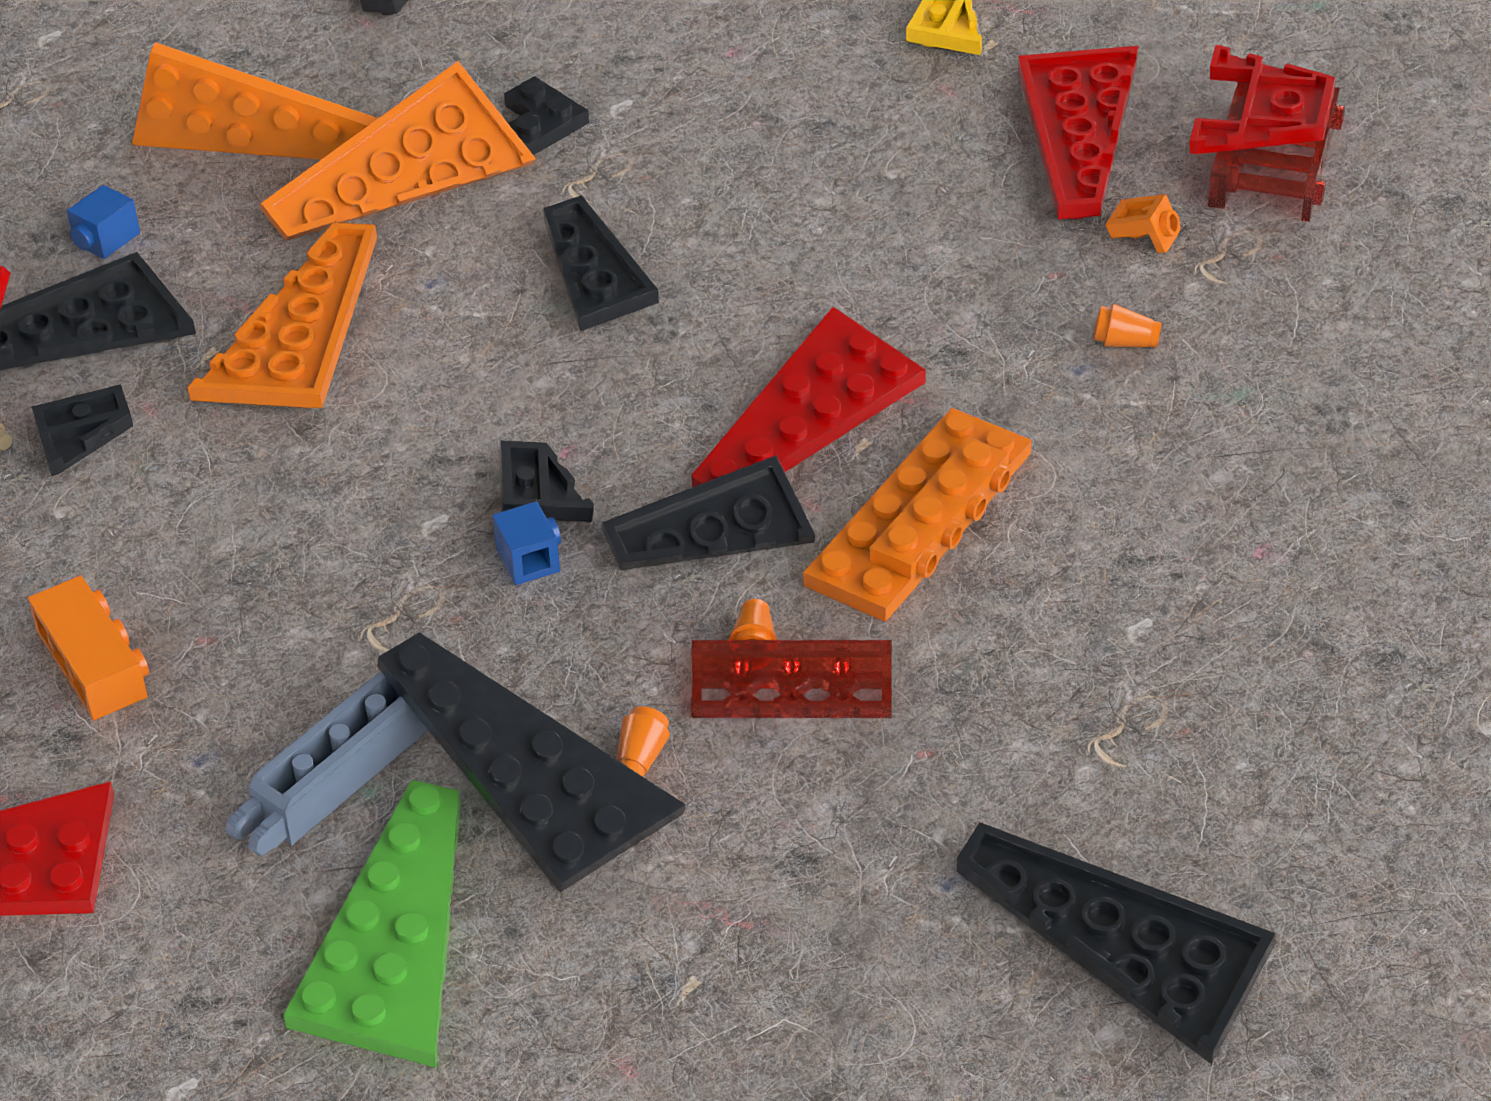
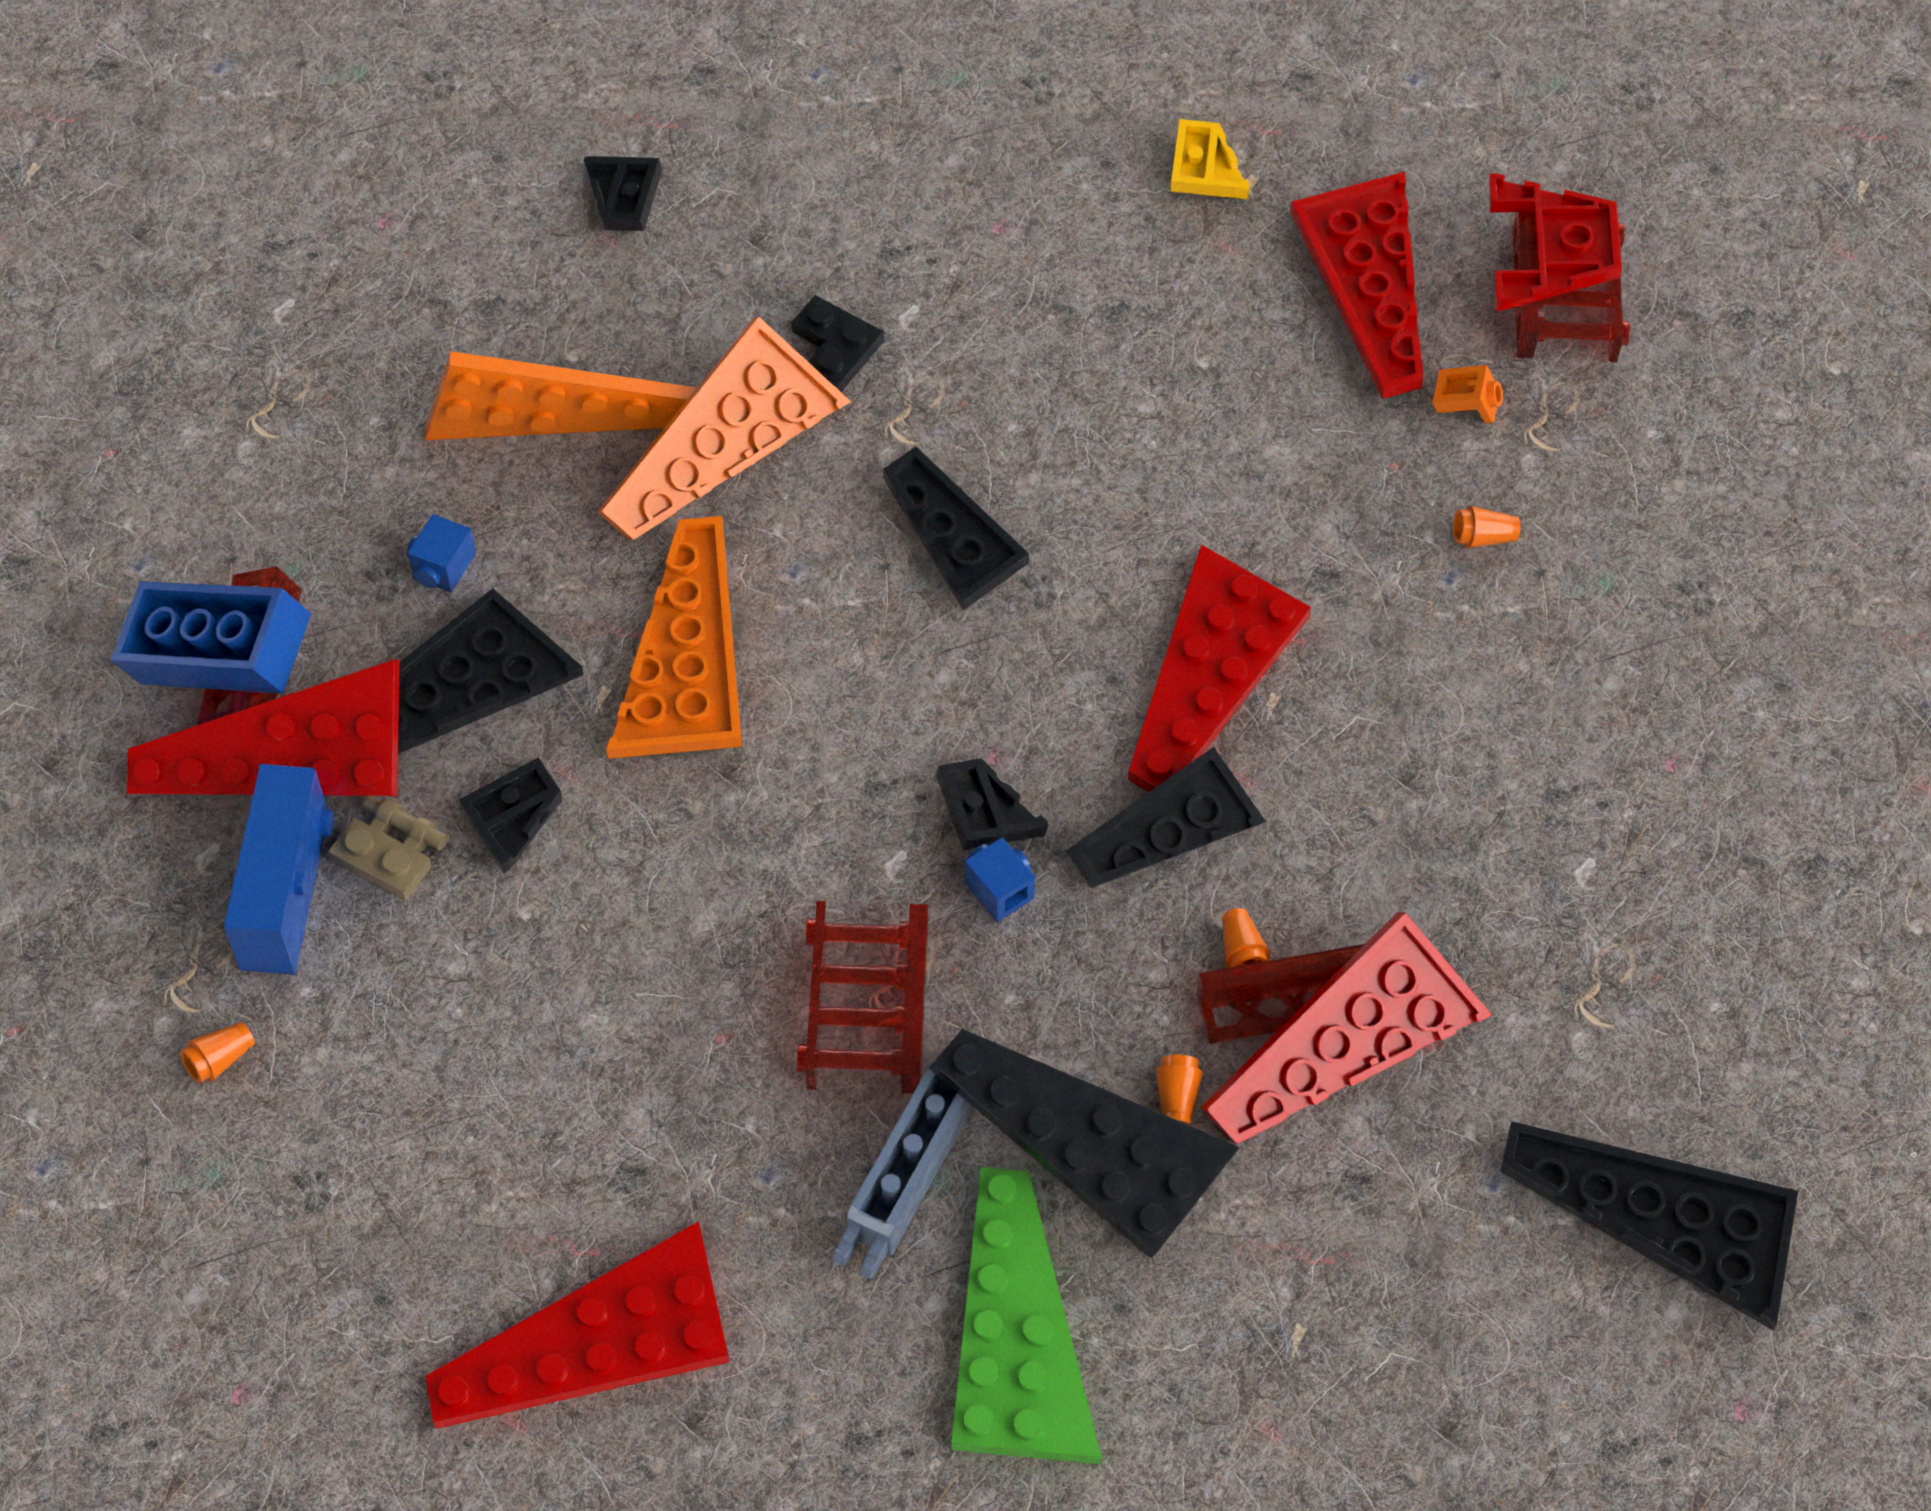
camera: 15 degrees left, 15 degrees up
(89, 646) = (622, 1073): orange brick -> none
(404, 612) = (905, 1018): none -> clear red fence
(856, 706) = (1360, 1022): none -> wing
(917, 514) = (1352, 776): orange plate -> none

